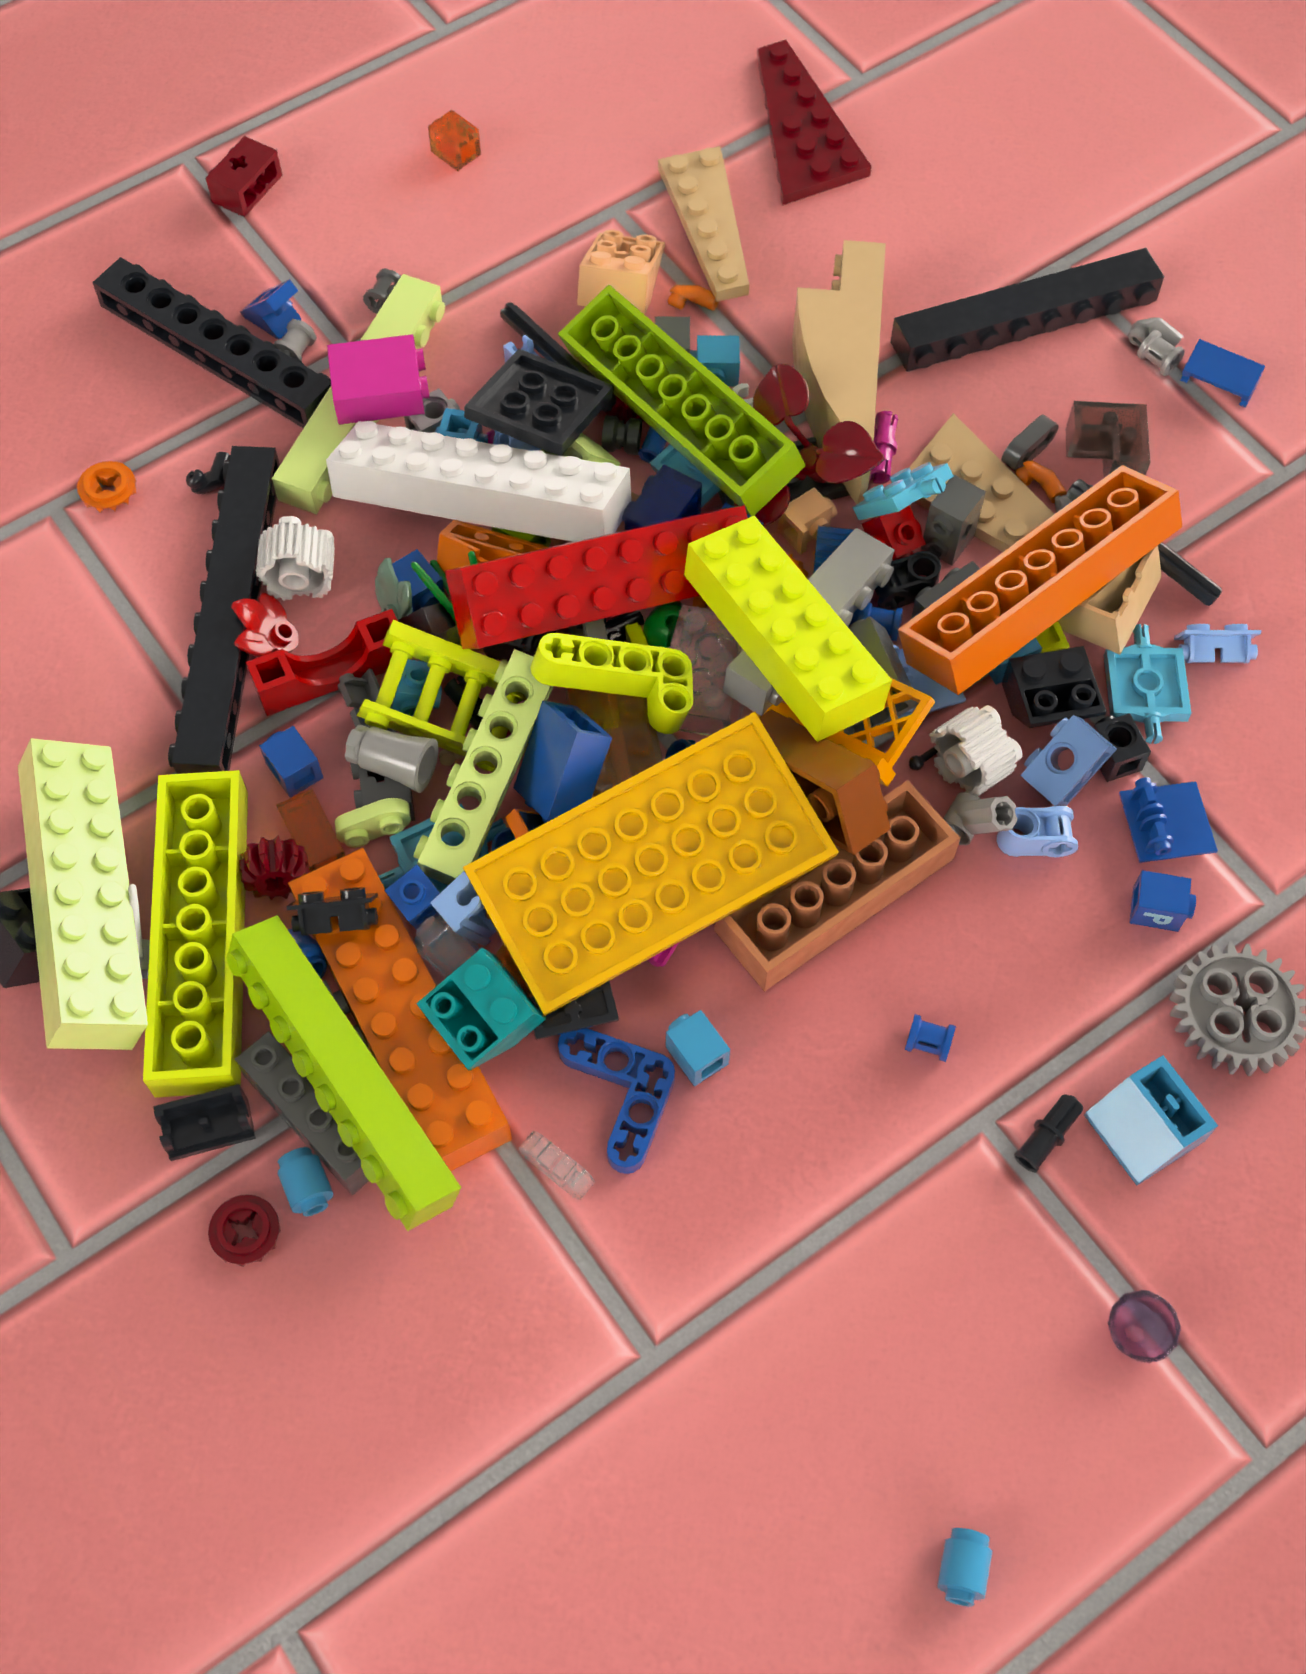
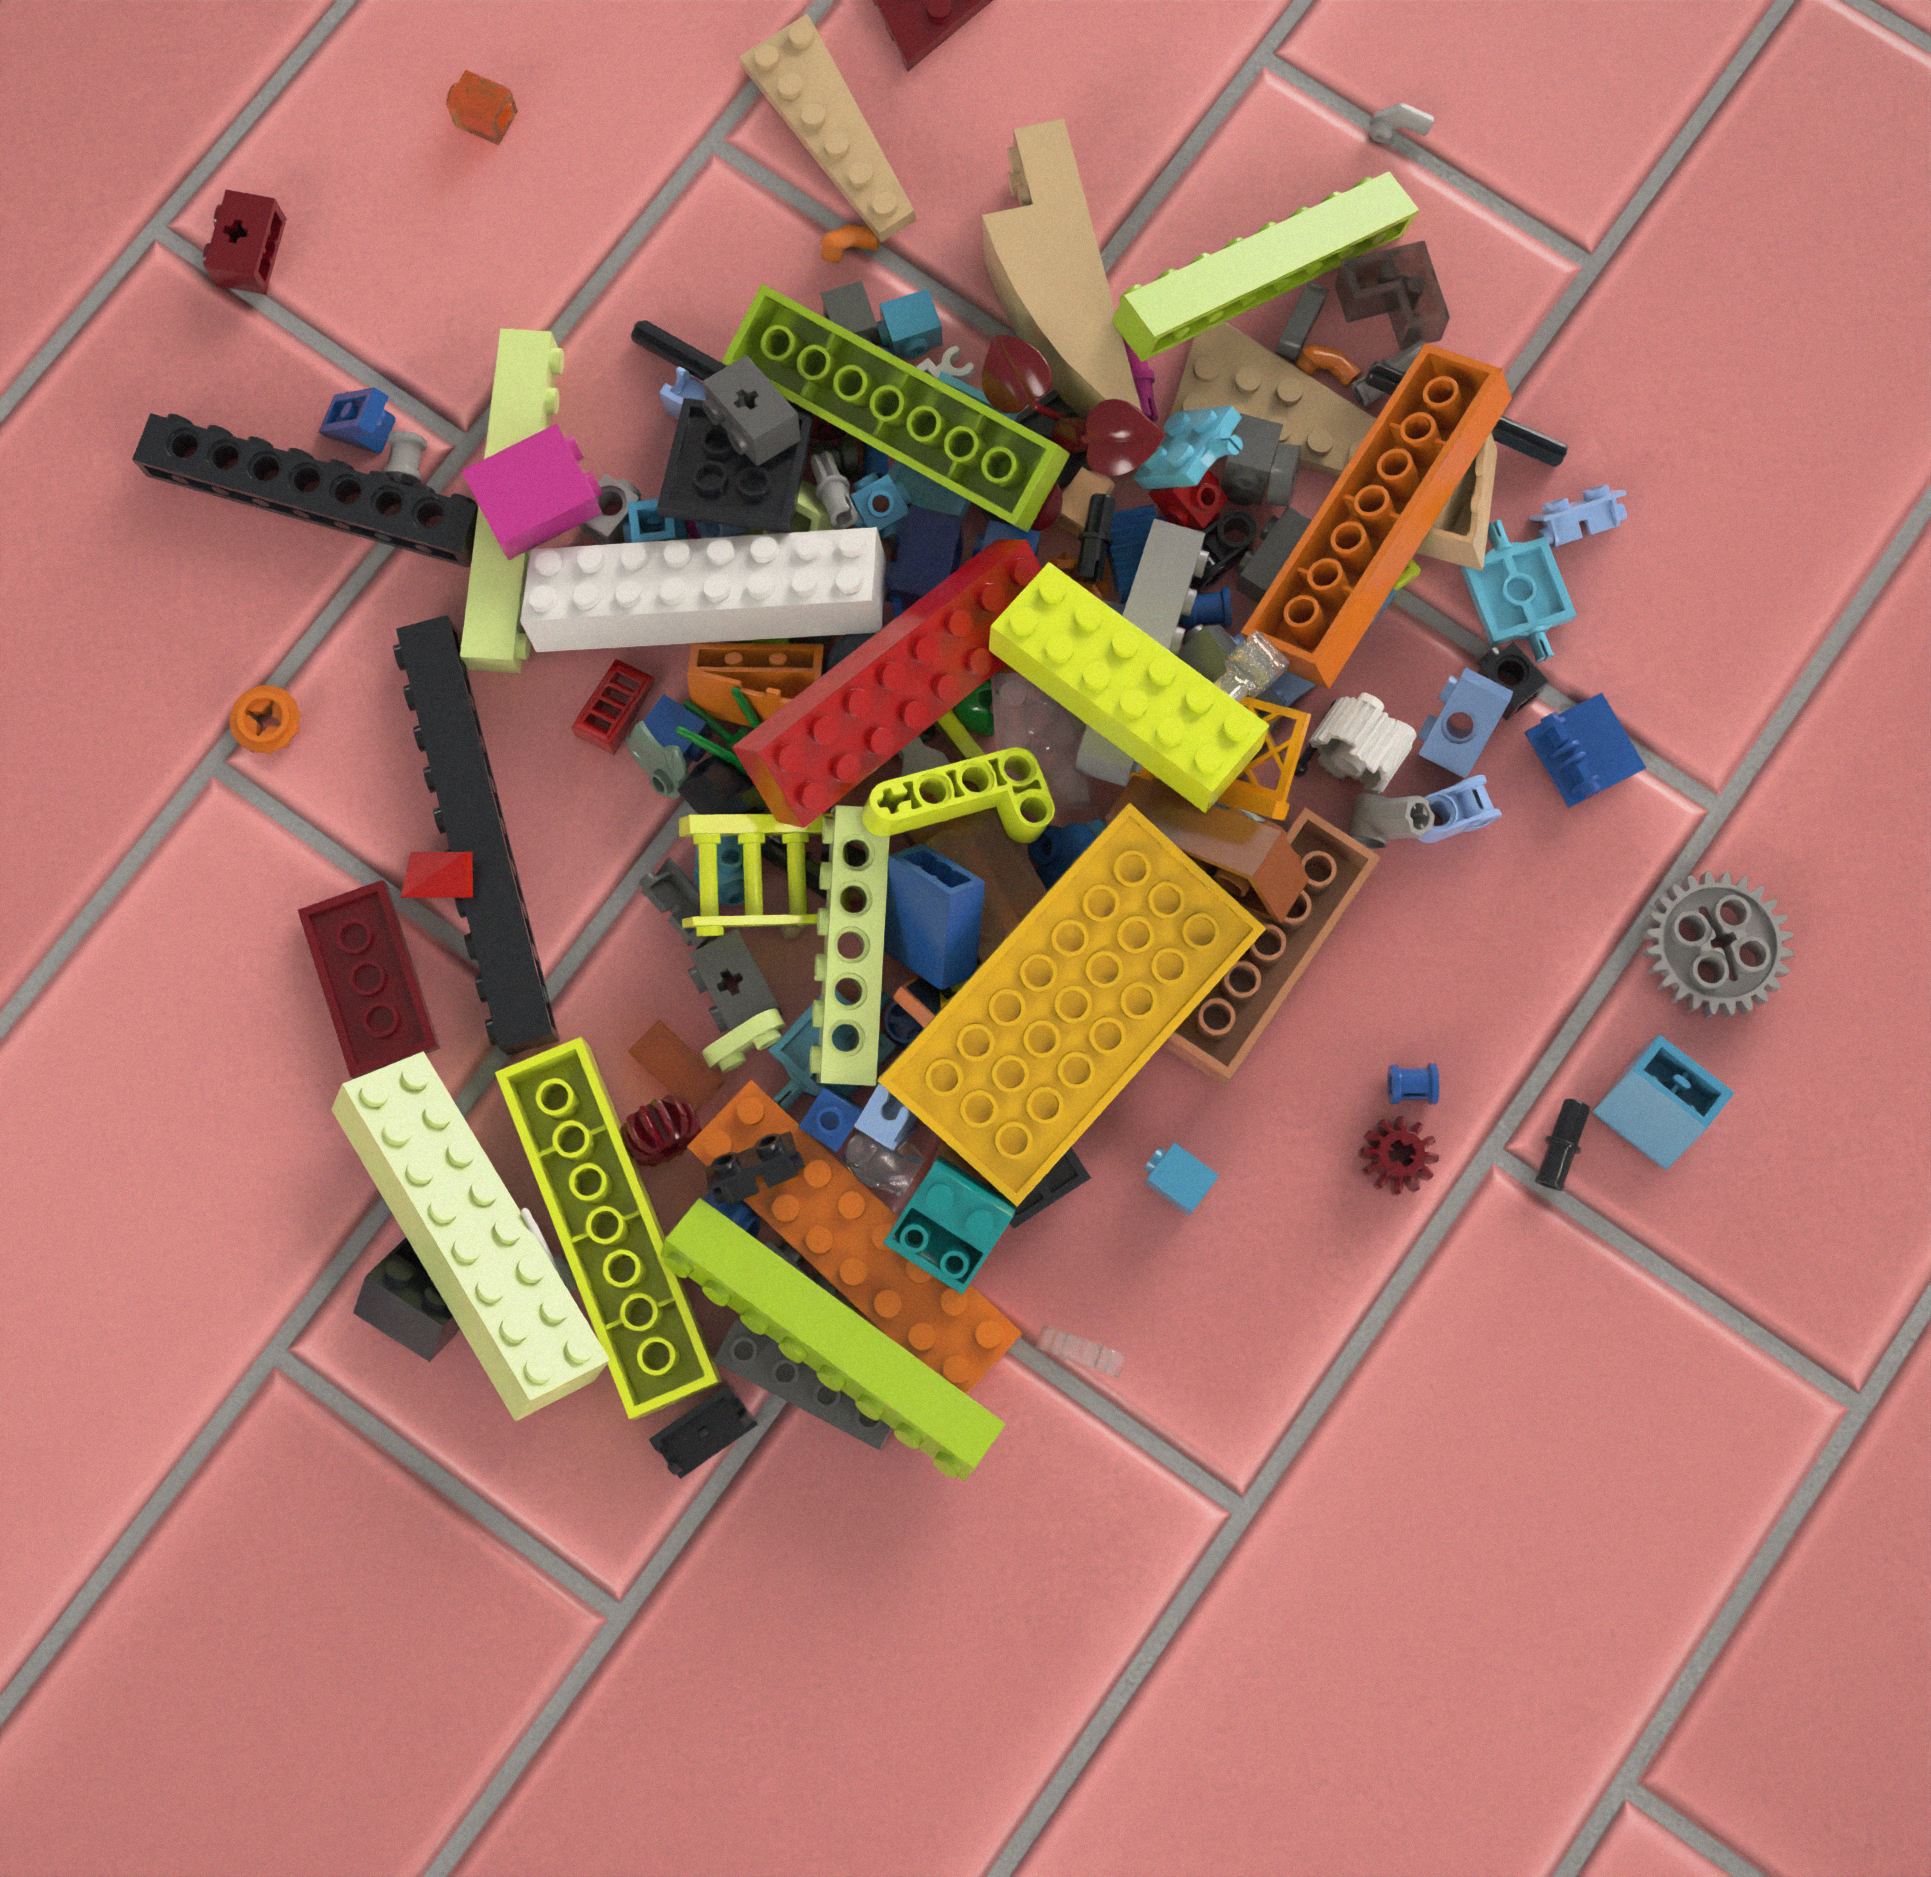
camera: 15 degrees left, 15 degrees up
(97, 683) = (368, 978): none -> dark red plate
(181, 625) = (439, 875): none -> red slope
(206, 482) = (384, 670): black arm -> none
(240, 1211) = (771, 1540): dark red gear -> none
(263, 623) = (524, 841): red plate -> none
(291, 679) = (590, 895): red arch -> none
(291, 761) = (623, 995): blue brick -> none
(295, 559) = (531, 751): white brick -> none
(304, 1181) = (832, 1458): dark azure brick -> none
(352, 555) = (611, 740): none -> red slope
(381, 289) = (481, 352): dark grey bush -> none
(393, 755) = (742, 964): light grey plant -> none
(564, 363) = (750, 411): none -> dark grey brick
(608, 441) = (833, 491): none -> light grey axle
(623, 263) = (752, 234): light nougat slope -> none
(632, 1077) = (1123, 1229): blue beam -> none
(638, 453) = (894, 492): none -> dark azure brick
(806, 535) = (1095, 539): none -> black axle
(900, 650) = (1252, 667): none -> clear connector
(907, 1082) = (1400, 1140): none -> dark red gear
(965, 1567) = (1611, 1612): dark azure brick -> none
(976, 538) = (1284, 475): none -> dark grey beam
(1004, 383) = (1262, 265): none -> brick
(1026, 309) = (1245, 138): black brick -> none
(1052, 687) = (1423, 638): black slope -> none
(1144, 1326) = (1715, 1319): clear purple hair -> none
(1160, 352) = (1414, 149): light grey bush -> none
(1162, 901) = (1605, 849): blue brick -> none
(1223, 370) = (1493, 154): blue hinge -> none

